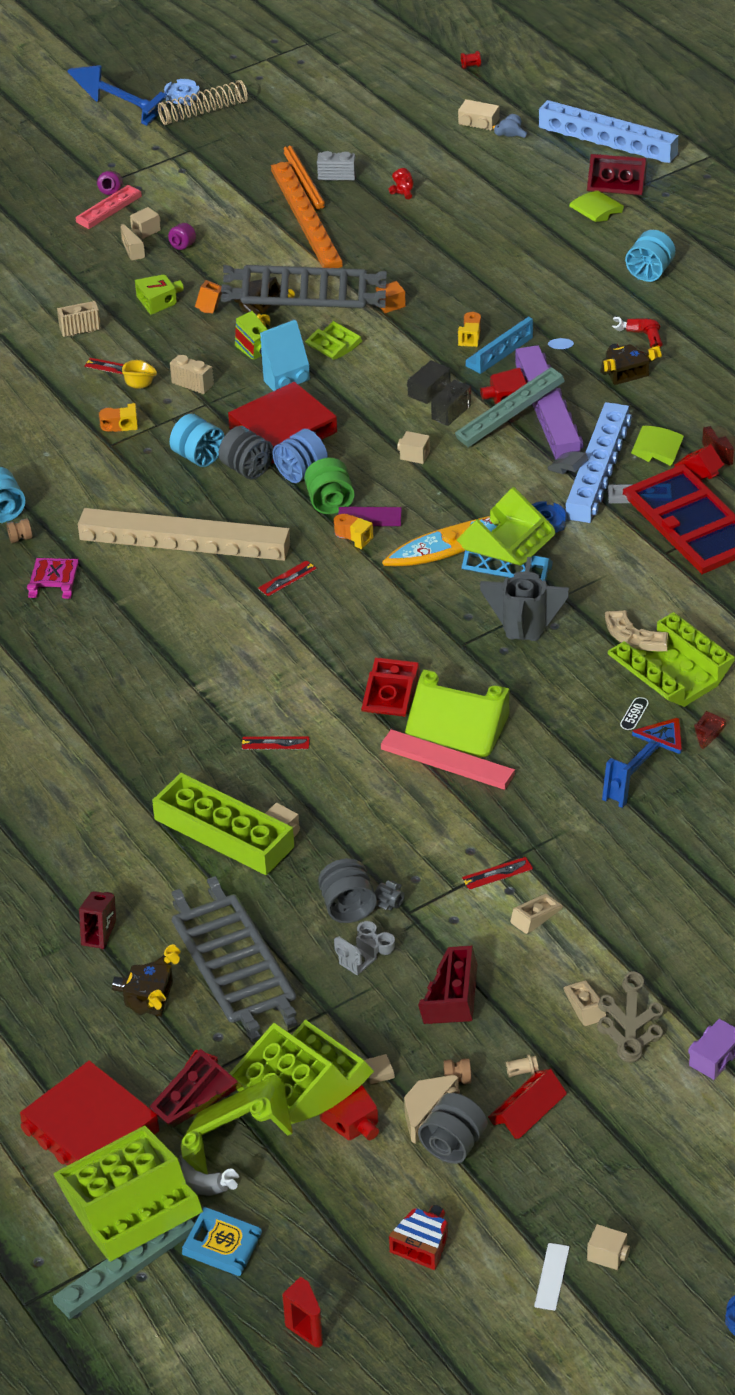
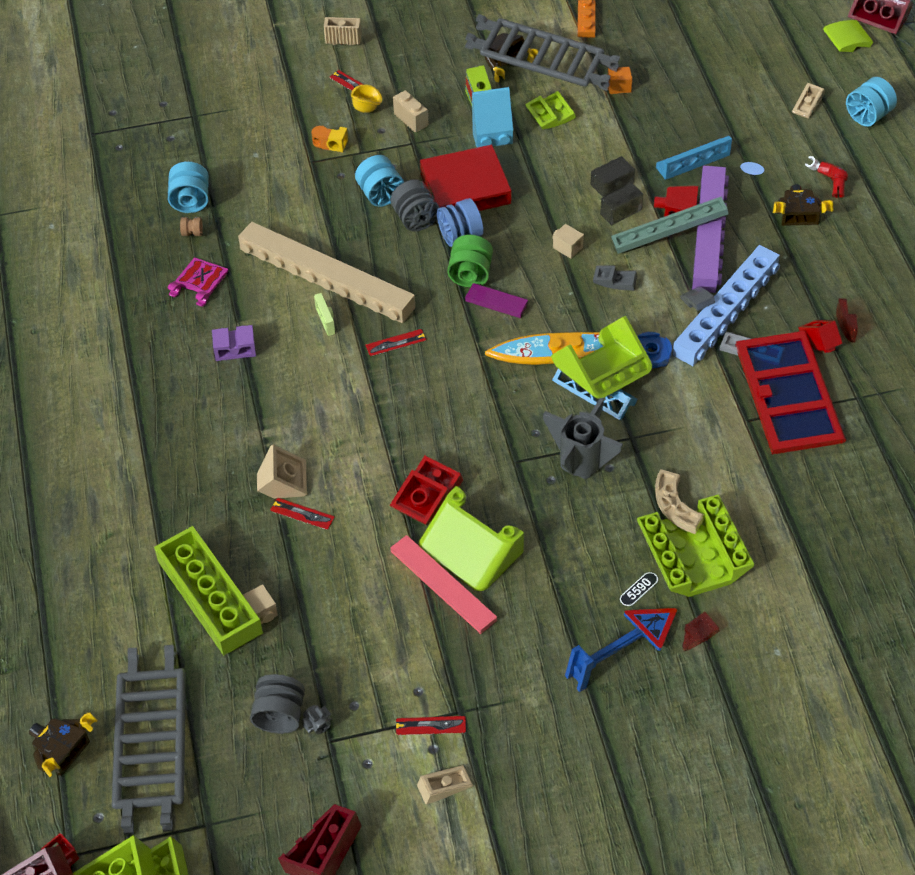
camera: 20 degrees right, 10 degrees up
(97, 911) = (52, 653): dark red torso -> none
(126, 619) = (234, 343): none -> medium lavender brick
(157, 292) = (423, 22): lime torso -> none
(204, 570) = (325, 314): none -> yellowish green plate
(208, 297) = (457, 39): orange brick -> none
(239, 714) = (282, 474): none -> tan slope
(354, 529) = (475, 310): leg -> none
(367, 947) = (274, 768): light grey piece -> none
(469, 469) = (611, 278): none -> dark grey slope
(470, 333) = (675, 134): yellow leg -> none
(586, 271) = (808, 100): none -> tan slope
(657, 443) = (791, 301): lime slope -> none

